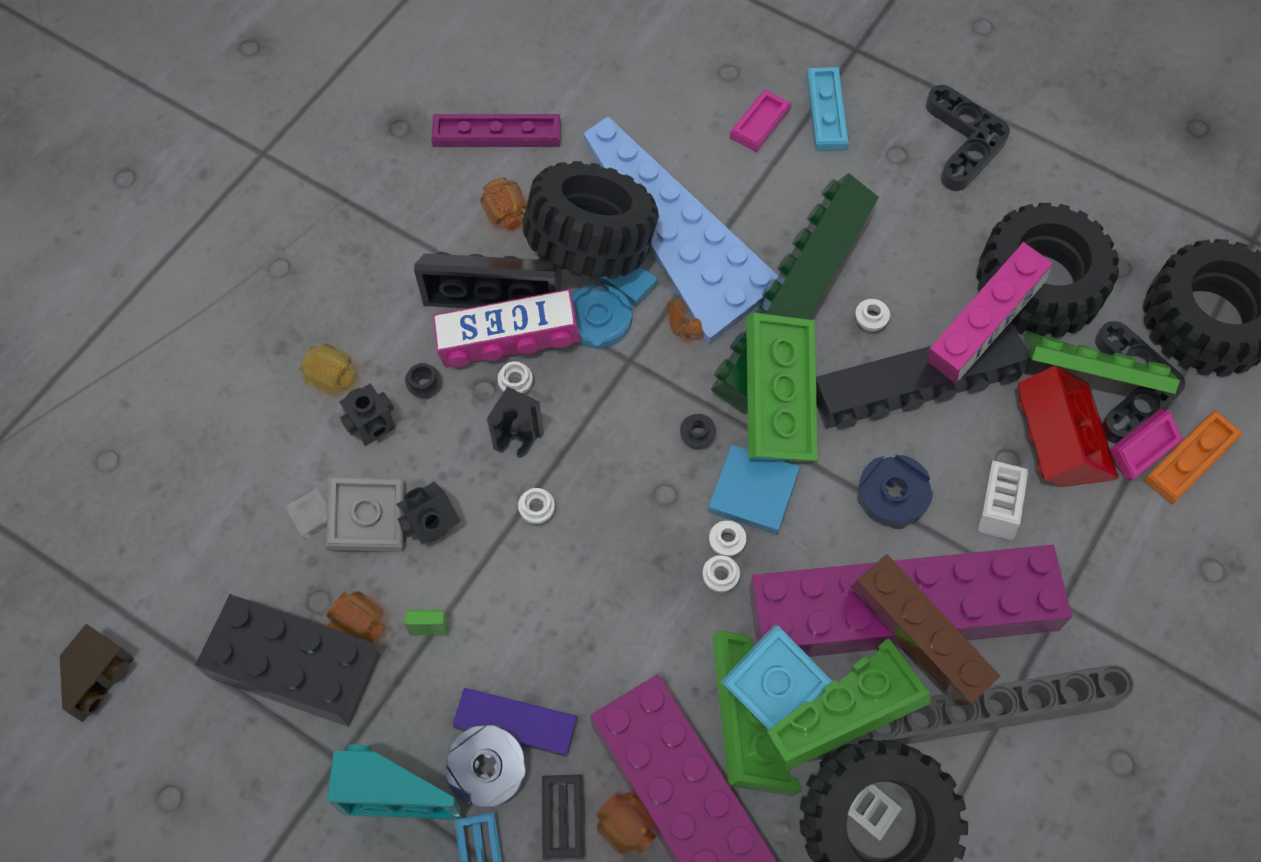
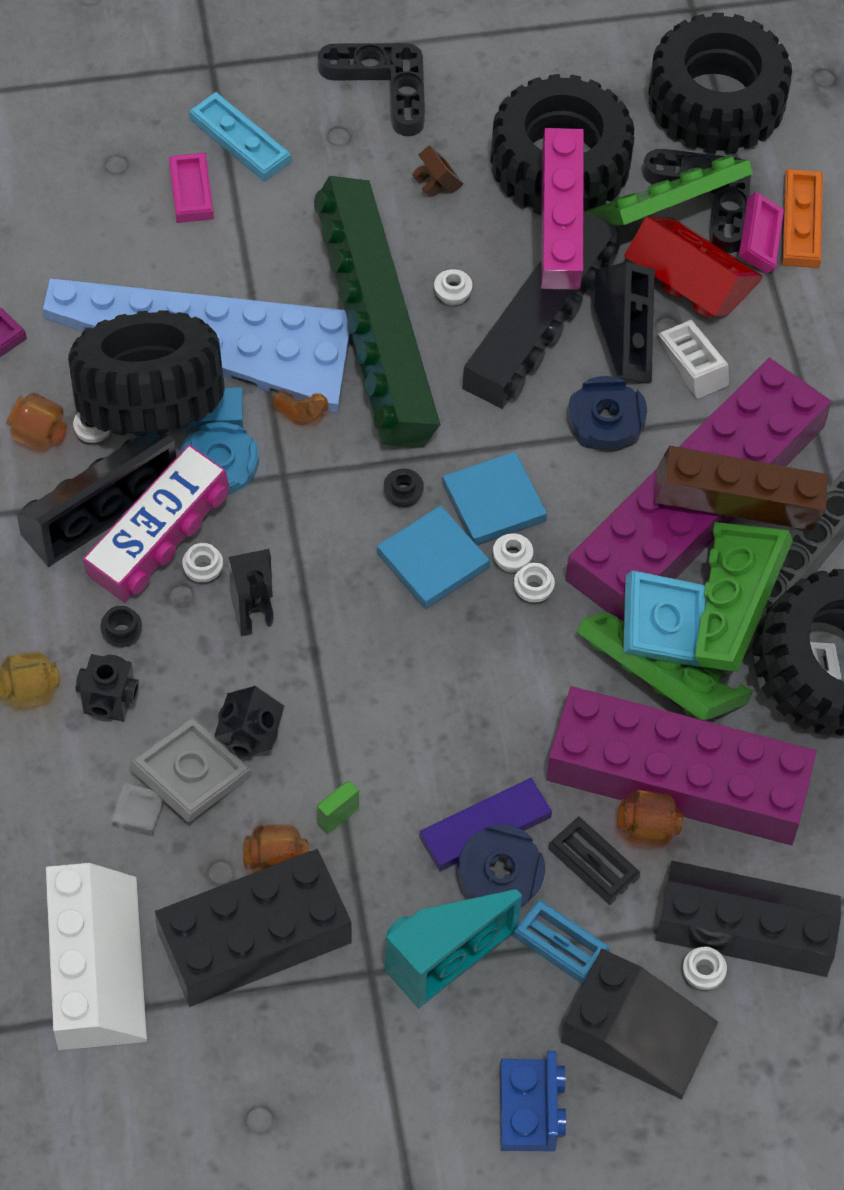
camera: 45 degrees left, 5 degrees down
(89, 670) = (83, 1077): dark brown slope -> none
(178, 590) = (95, 957): none -> white slope
(534, 496) = (329, 639): white plate -> none
(670, 497) = (433, 556): none -> dark azure tile
(781, 388) = (447, 394): bright green plate -> none
(941, 226) = (439, 172): none -> reddish brown tile
(974, 432) = (626, 317): none -> black slope

